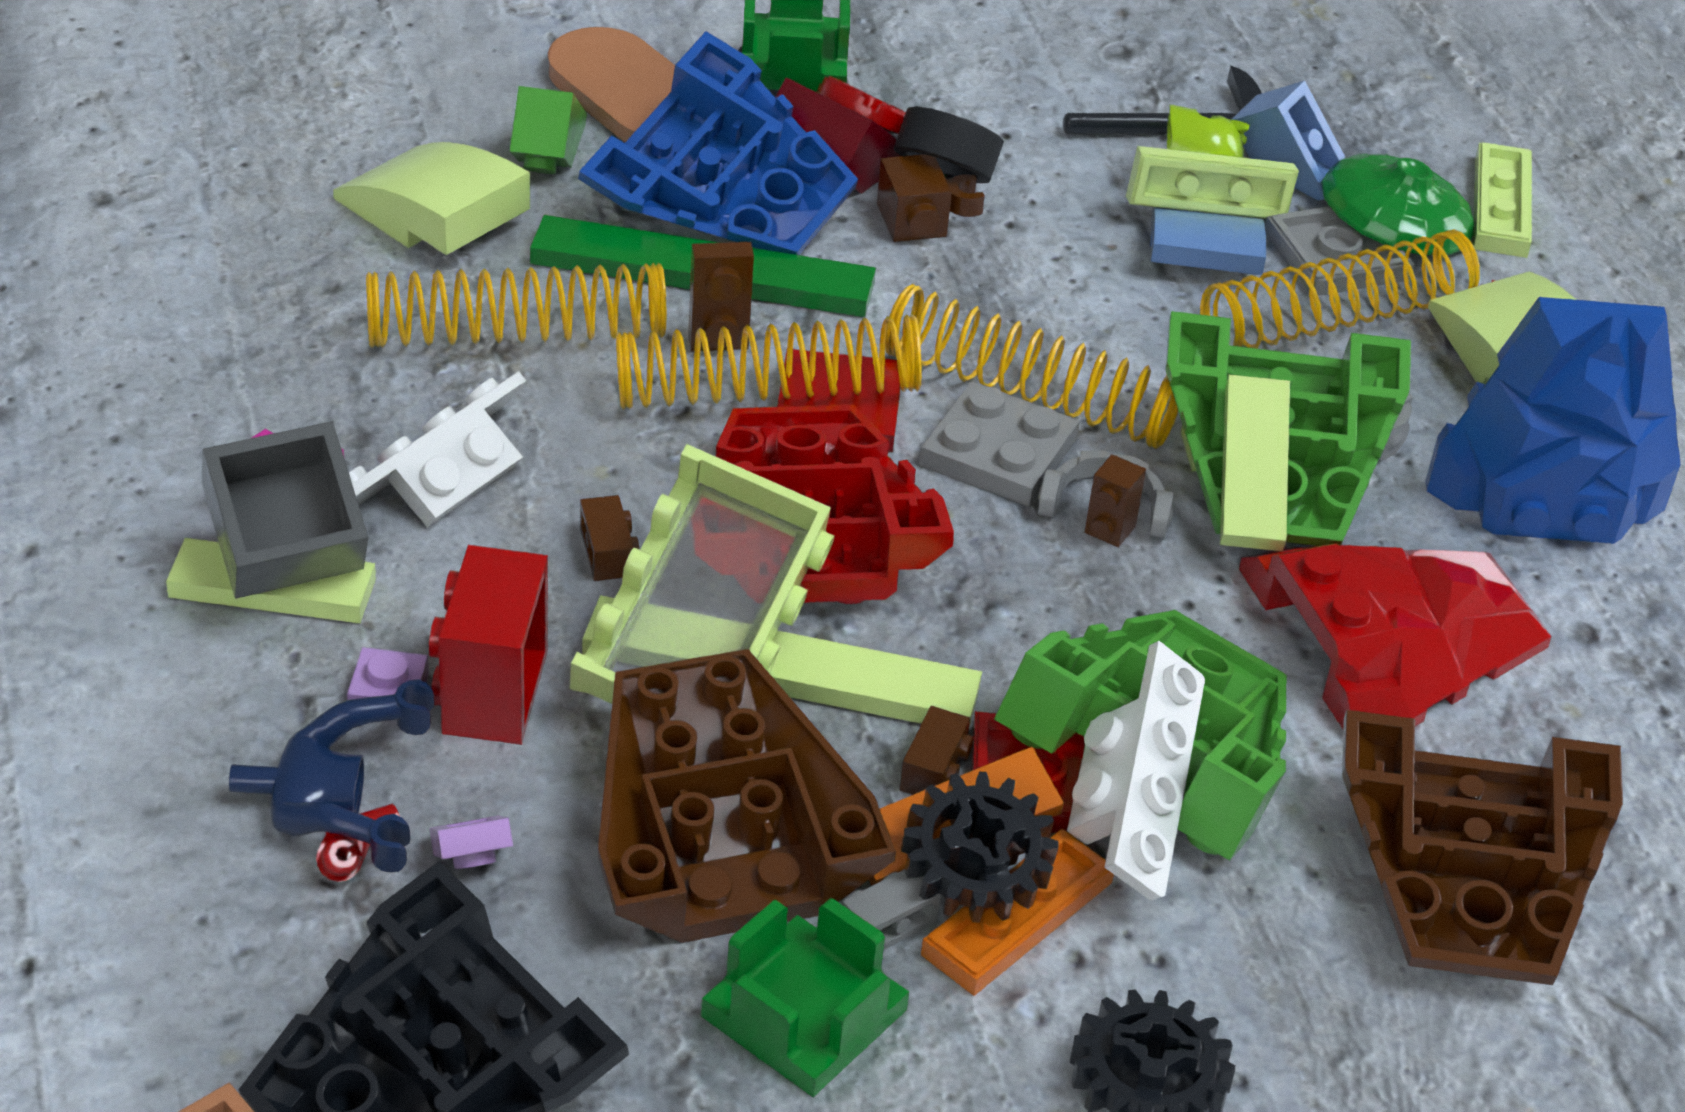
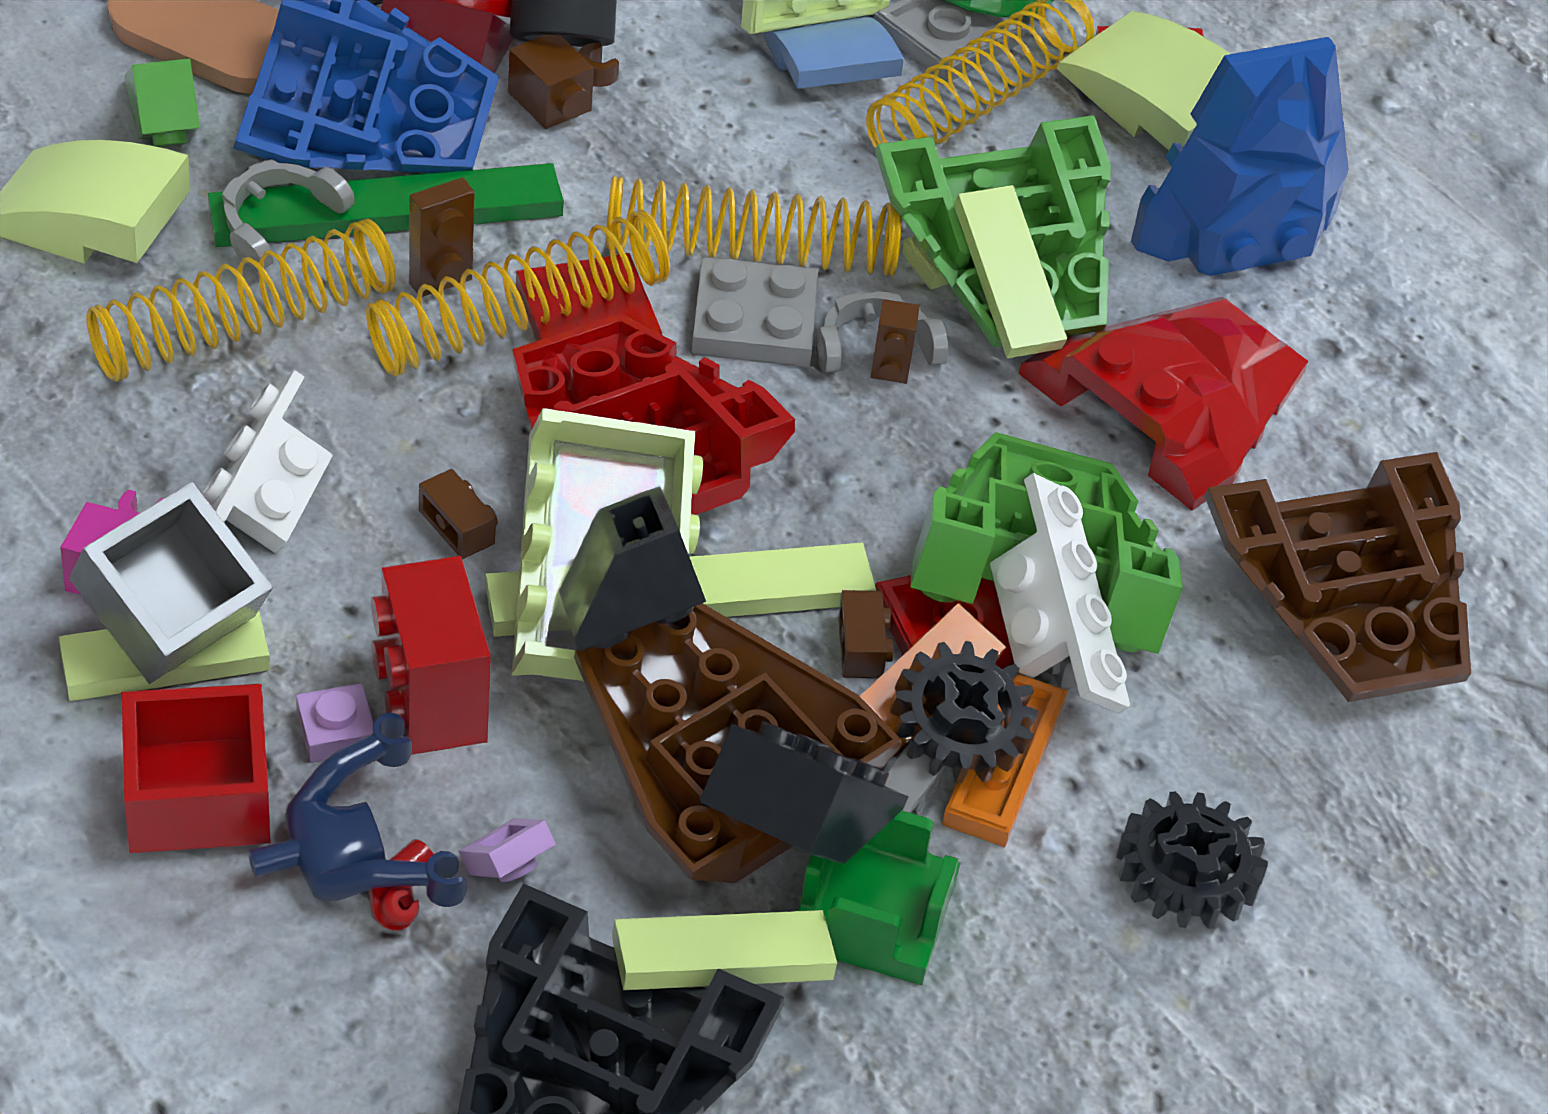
camera: 25 degrees left, 5 degrees up
(222, 677) = (195, 768): none -> red piece
(591, 209) = (324, 184): none -> light grey piece
(616, 987) = (749, 945): none -> yellowish green tile
(699, 611) = (629, 572): none -> black slope
(753, 863) = (801, 791): none -> black slope

